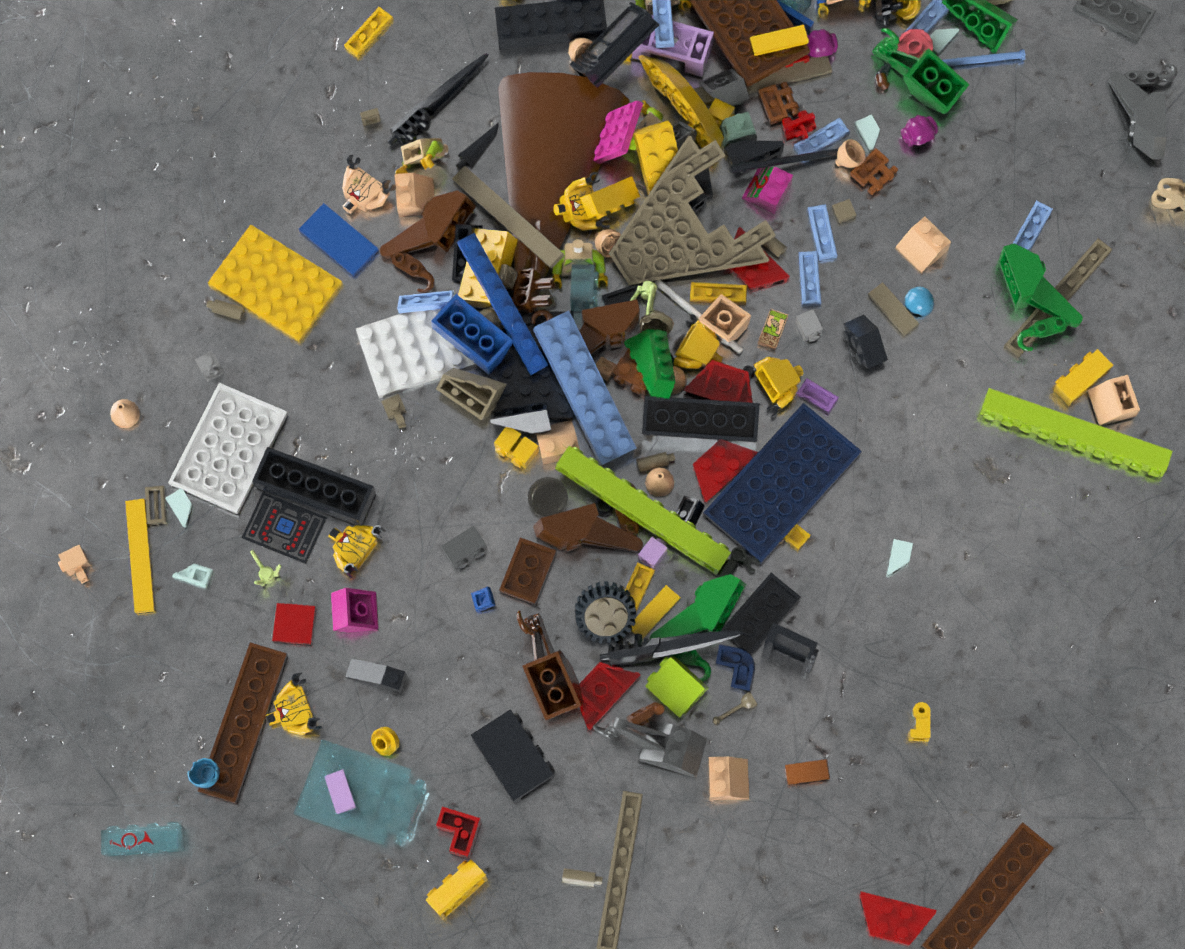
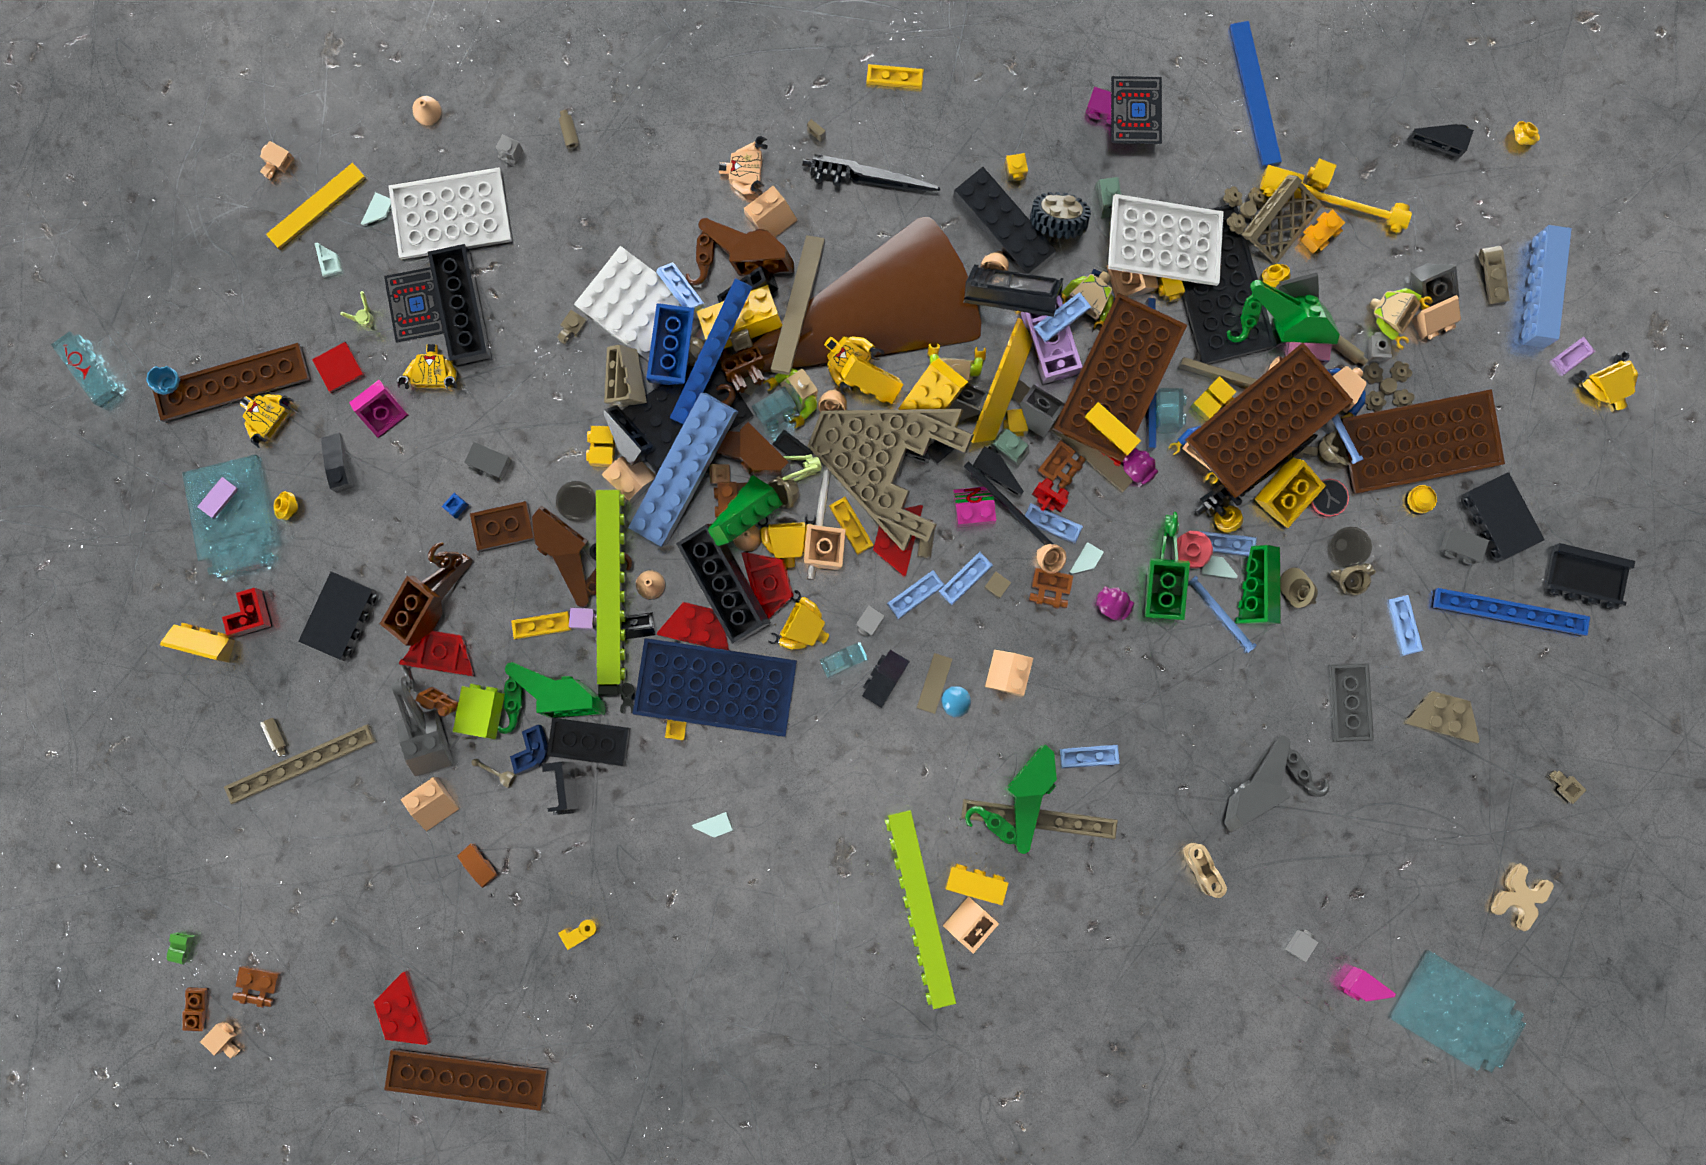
camera: 55 degrees right, 10 degrees up
(156, 521) = (369, 195): dark tan tile -> none
(275, 283) = (618, 153): yellow plate -> none
(338, 239) = (690, 179): blue tile -> none
(423, 152) = (810, 197): torso -> none
(474, 151) = (845, 237): black bar -> none
(605, 612) = (500, 613): wheel -> none
(617, 132) = (933, 346): dark pink plate -> none
(654, 461) = (664, 568): dark tan cylinder -> none
(655, 611) = (533, 652): yellow tile -> none
(661, 647) = (495, 672): black piece -> none
(772, 329) = (848, 592): tile -> none
(817, 396) = (812, 668): medium lavender tile -> none
(827, 366) = (843, 659): none -> clear light blue slope
(880, 77) = (1144, 538): reddish brown arm -> none

